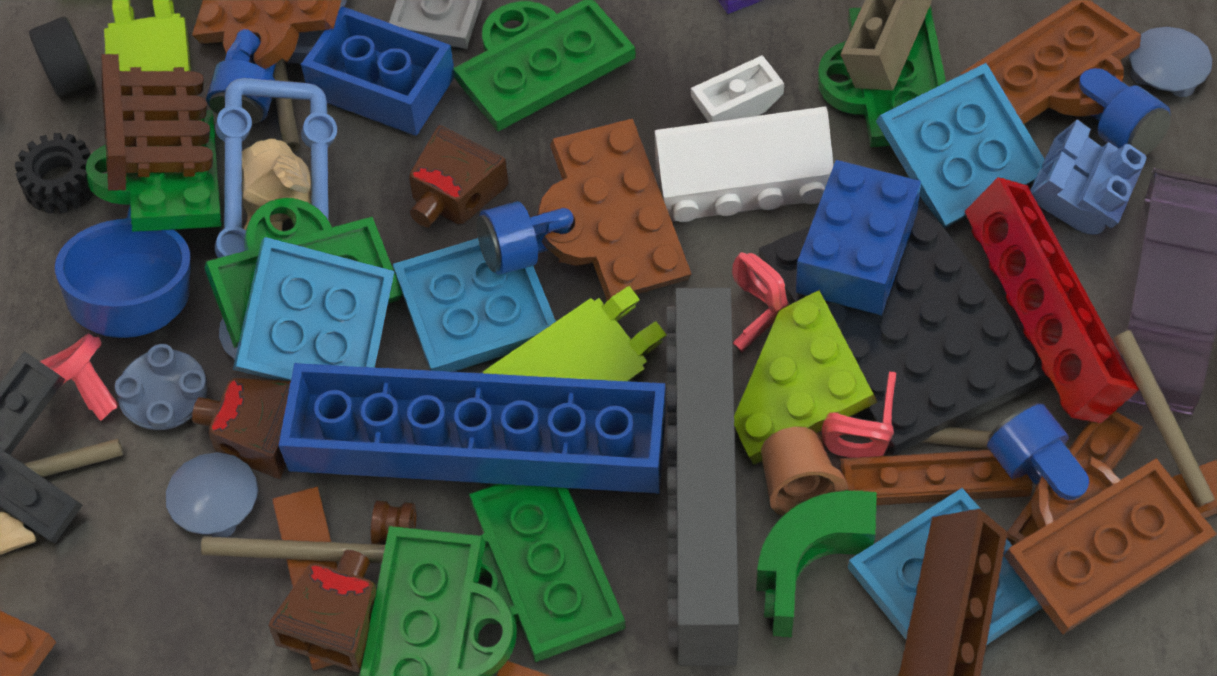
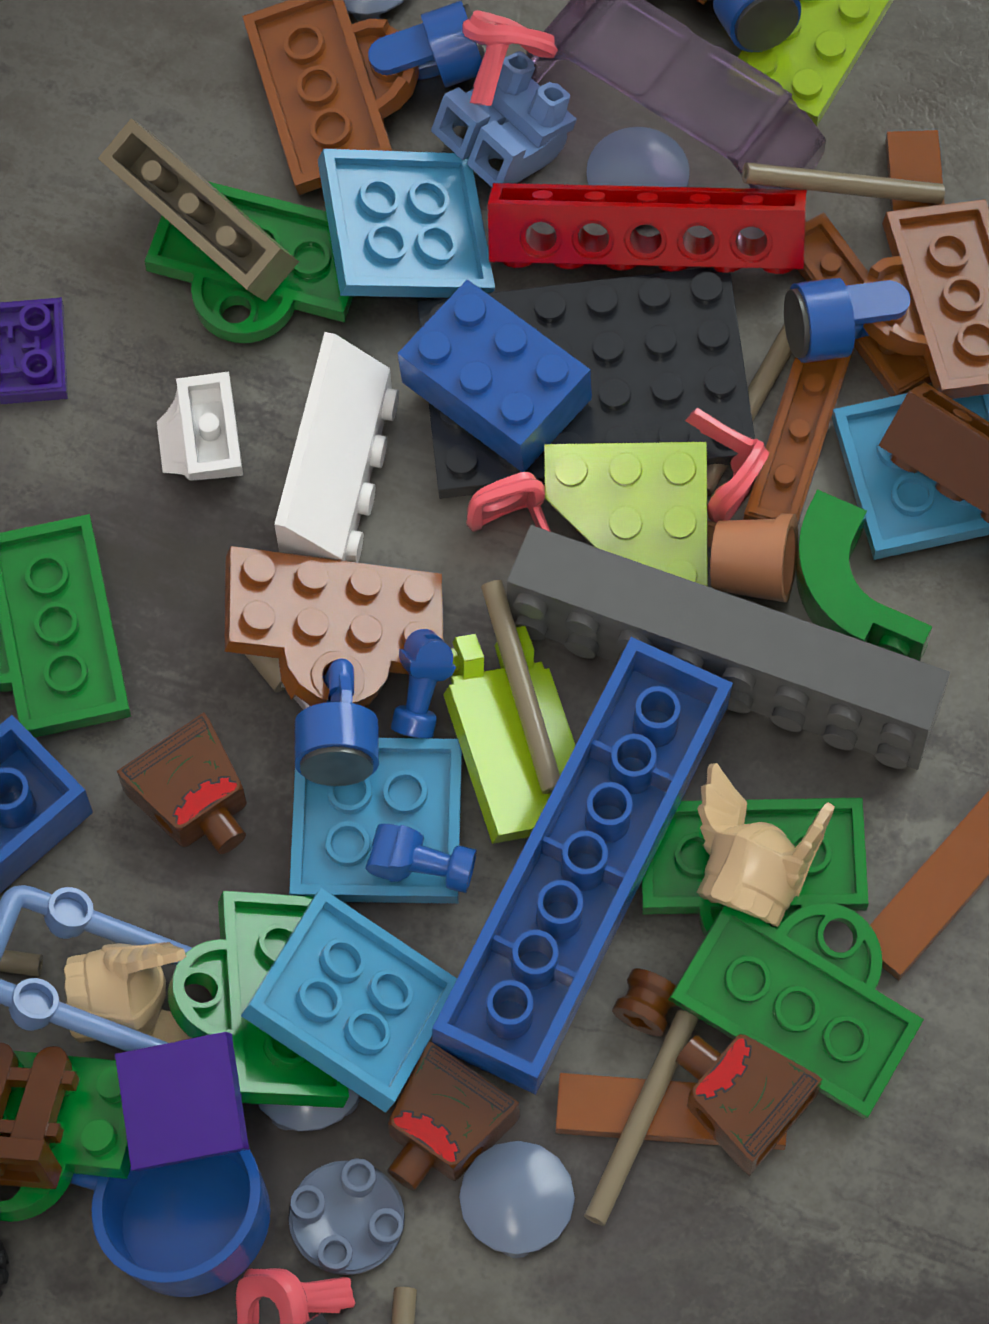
camera: 70 degrees left, 10 degrees up
(186, 231) = (181, 1101): none -> dark purple tile
(442, 316) = (400, 851): none -> blue leg
(517, 543) = (753, 863): none -> tan helmet
(598, 275) = (427, 662): none -> blue leg
(618, 336) = (521, 685): none -> dark tan piece
(1108, 283) = (638, 159): none -> sand blue dish
(1139, 119) = (497, 35): none -> coral piece

